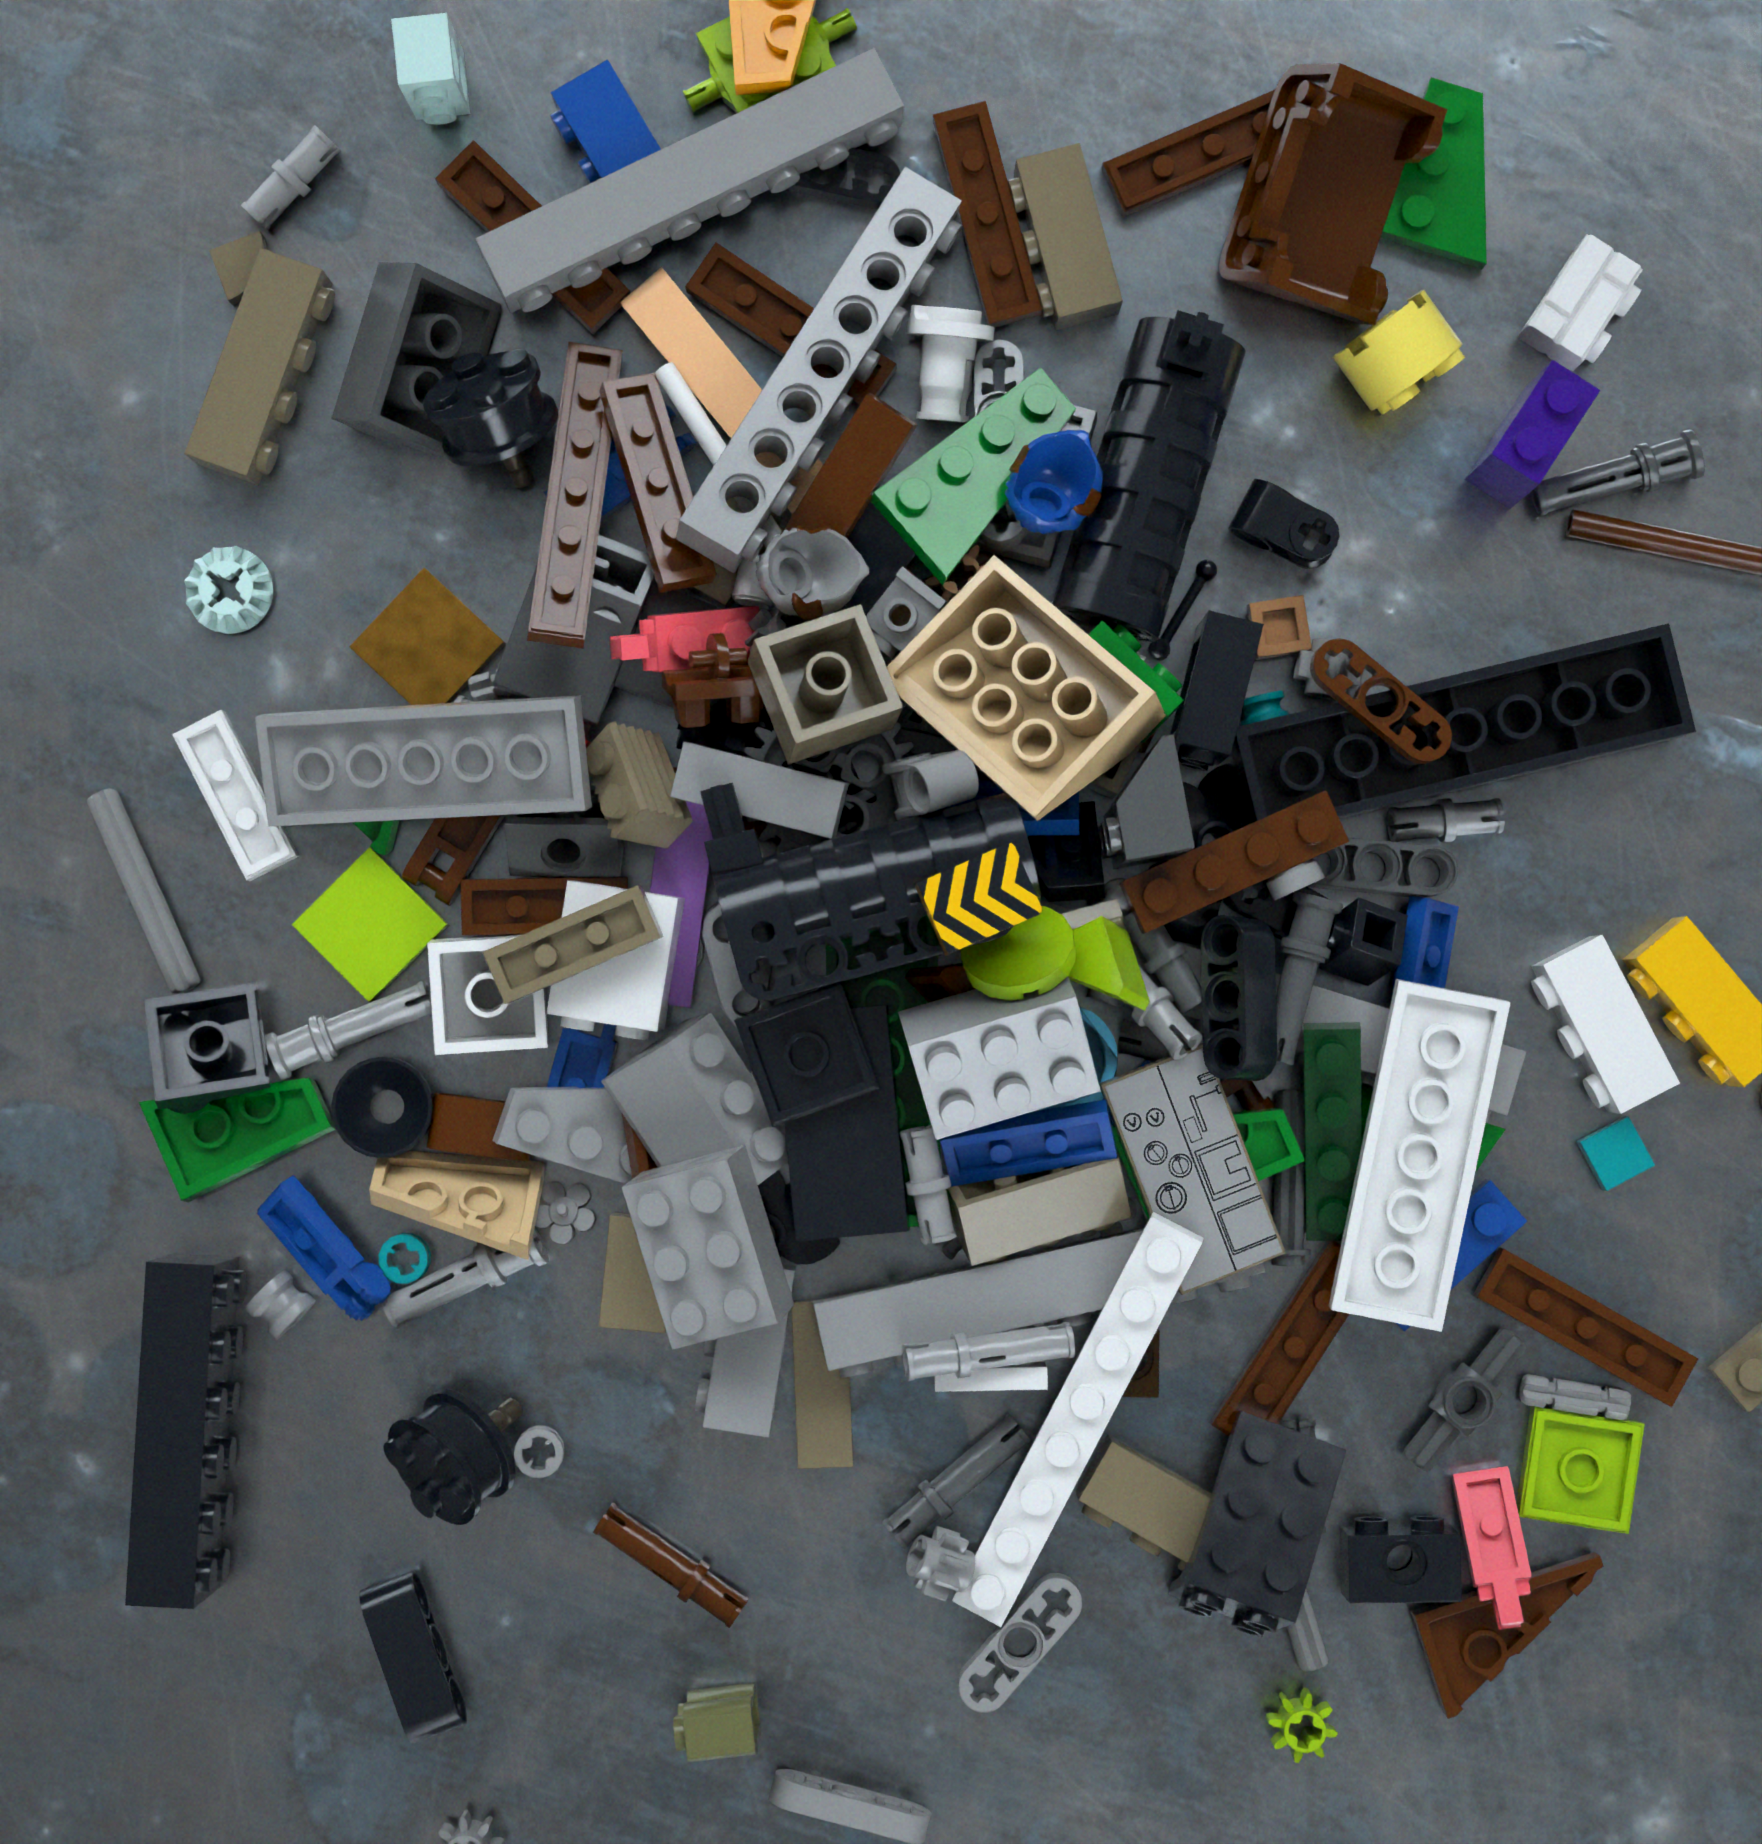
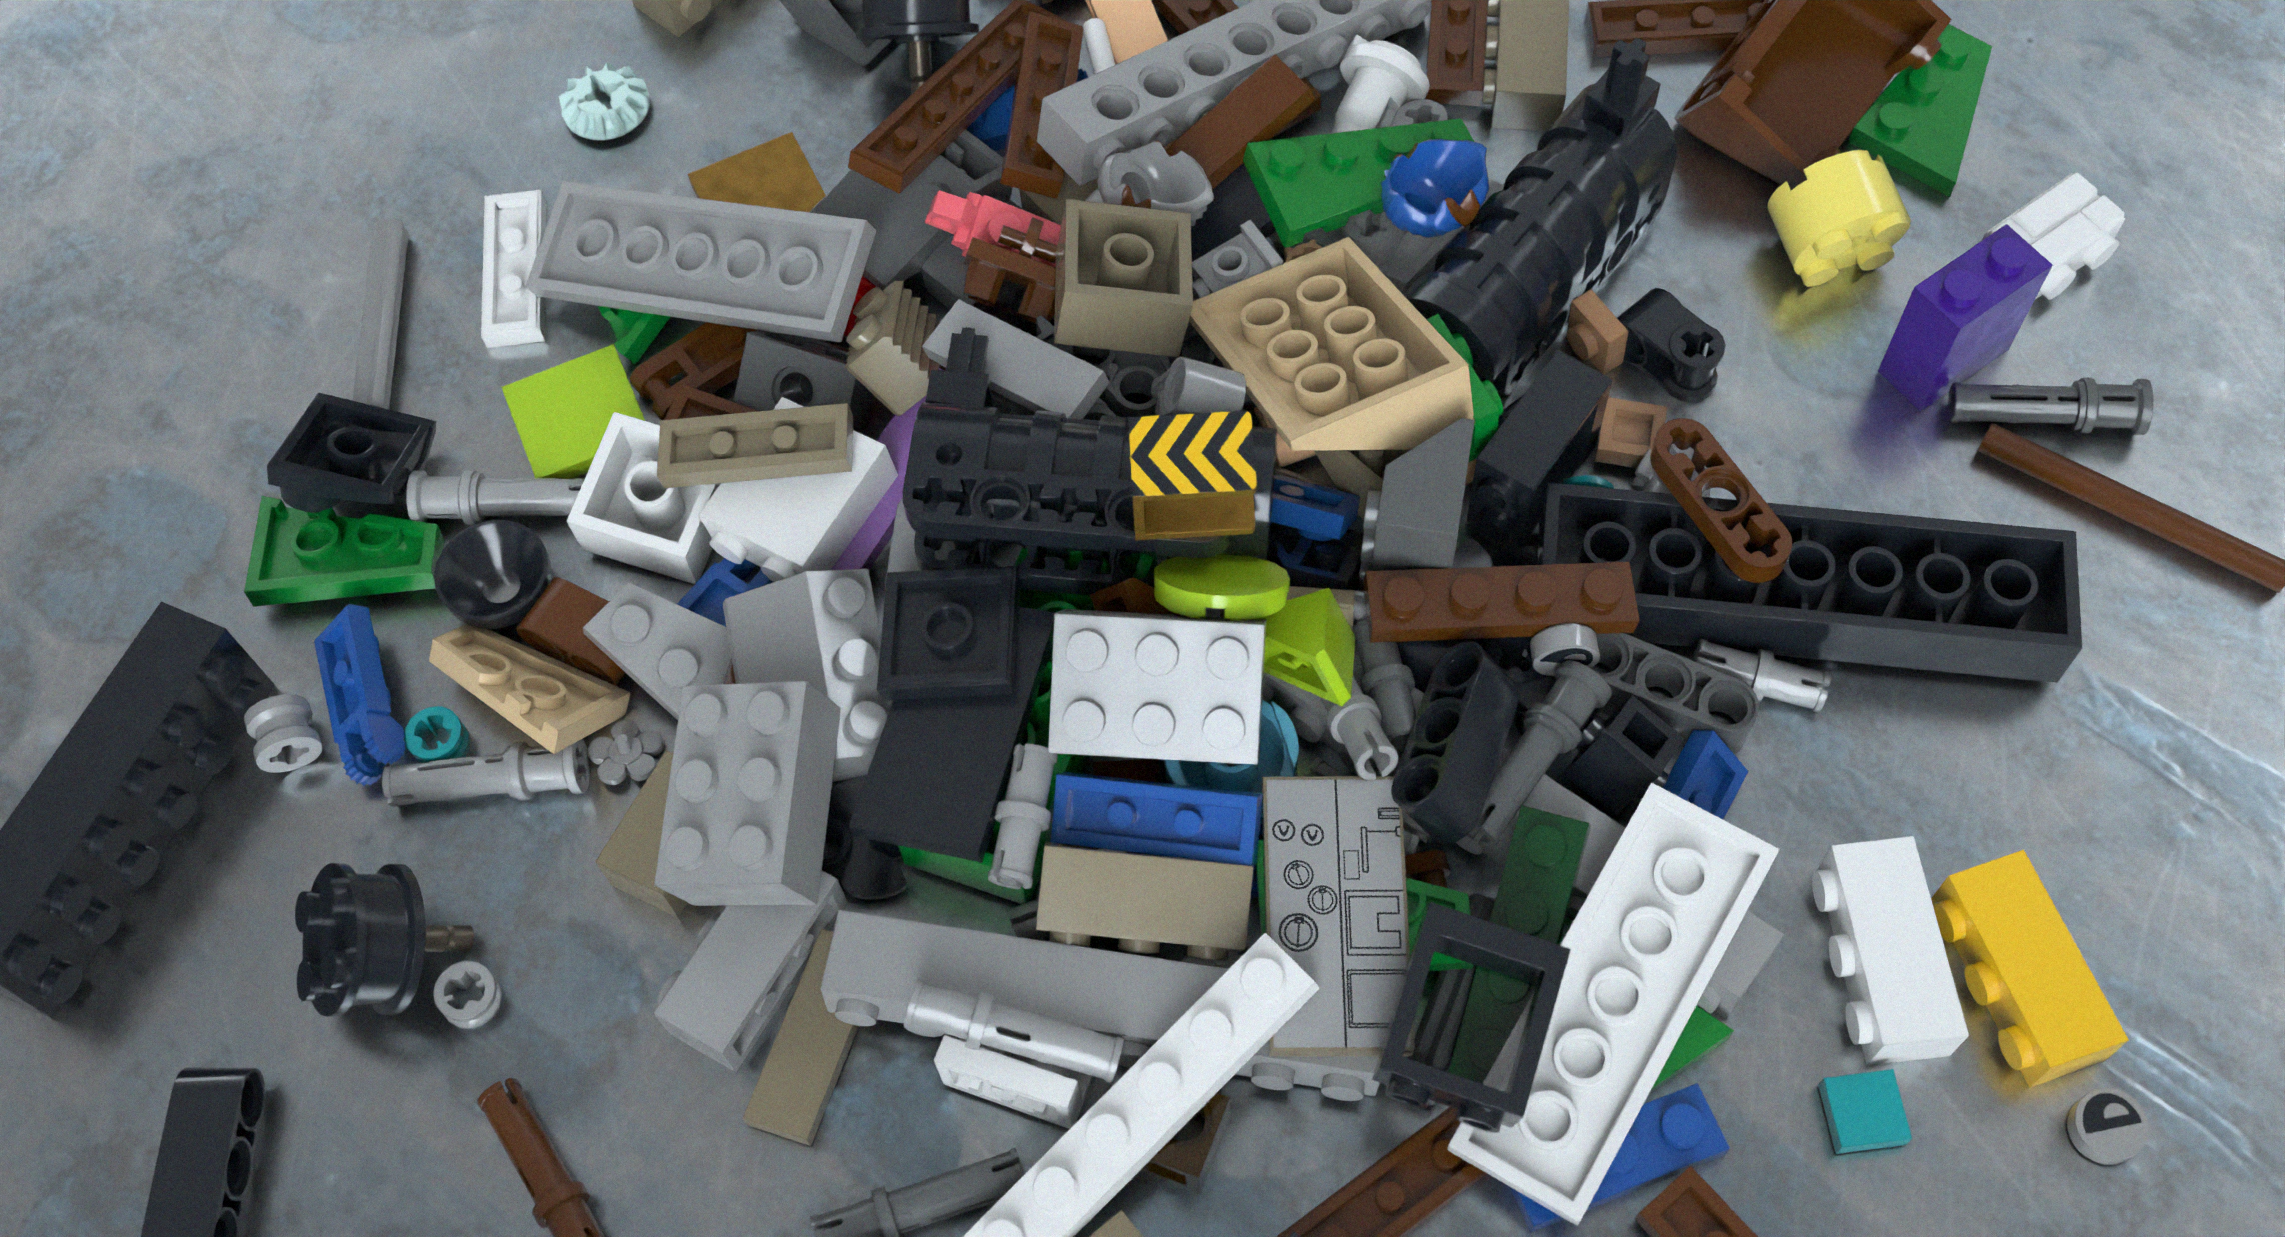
camera: 20 degrees right, 25 degrees down
(1220, 539) = (1596, 332): none -> medium nougat plate
(1319, 1166) = (1493, 949): none -> black window

